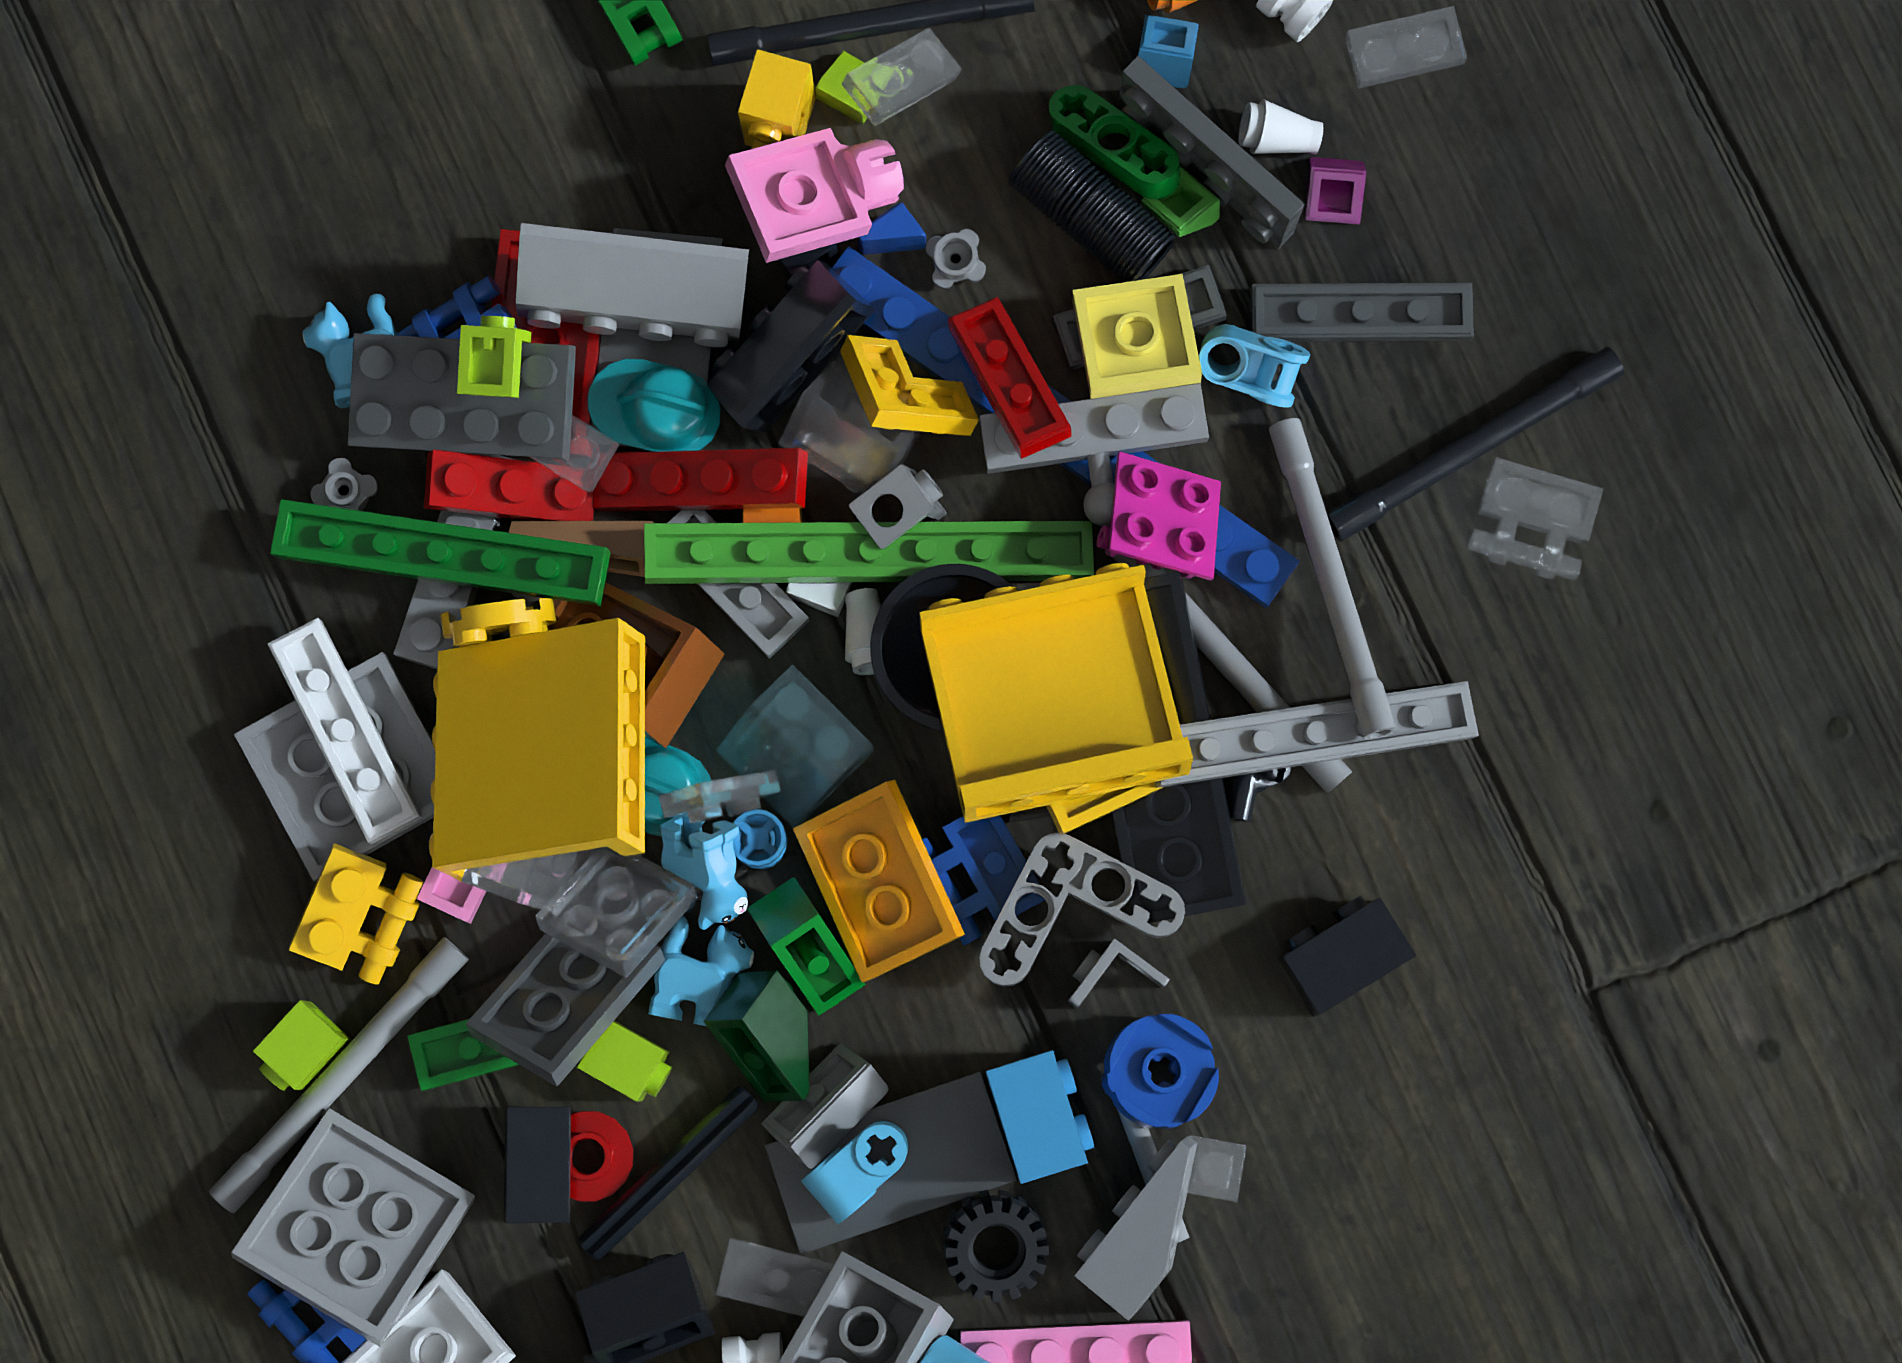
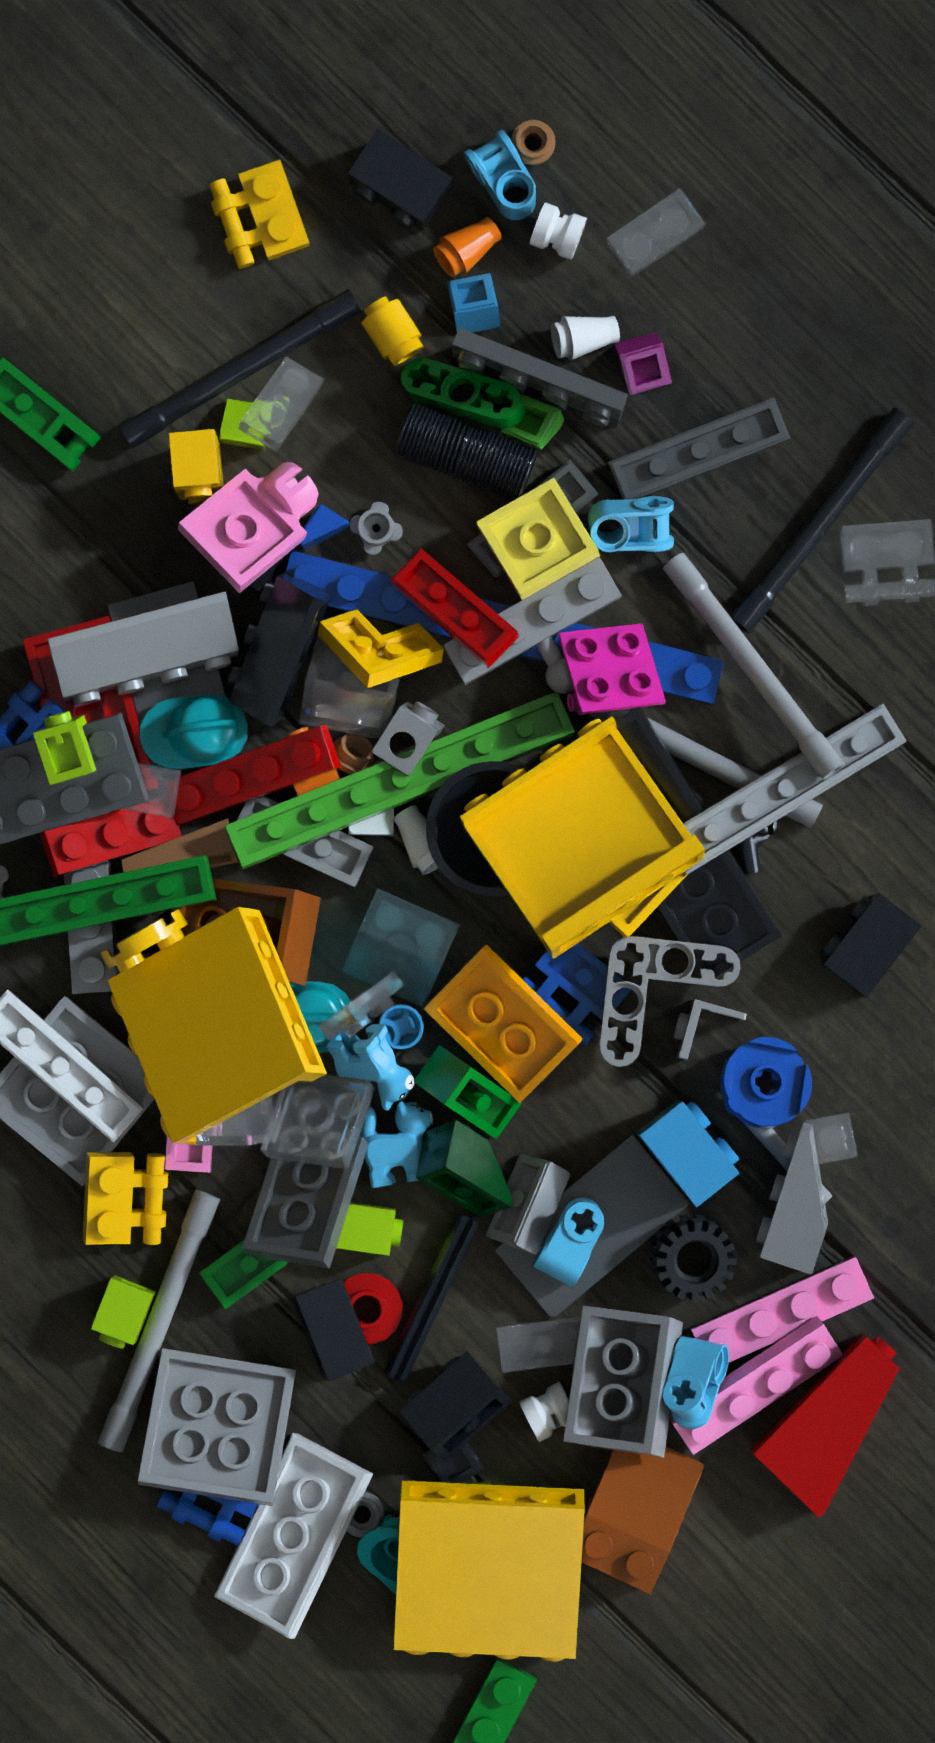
camera: 25 degrees left, 5 degrees up
(827, 501) = (354, 753): none -> medium nougat plate
(1061, 43) = (392, 330): none -> yellow brick

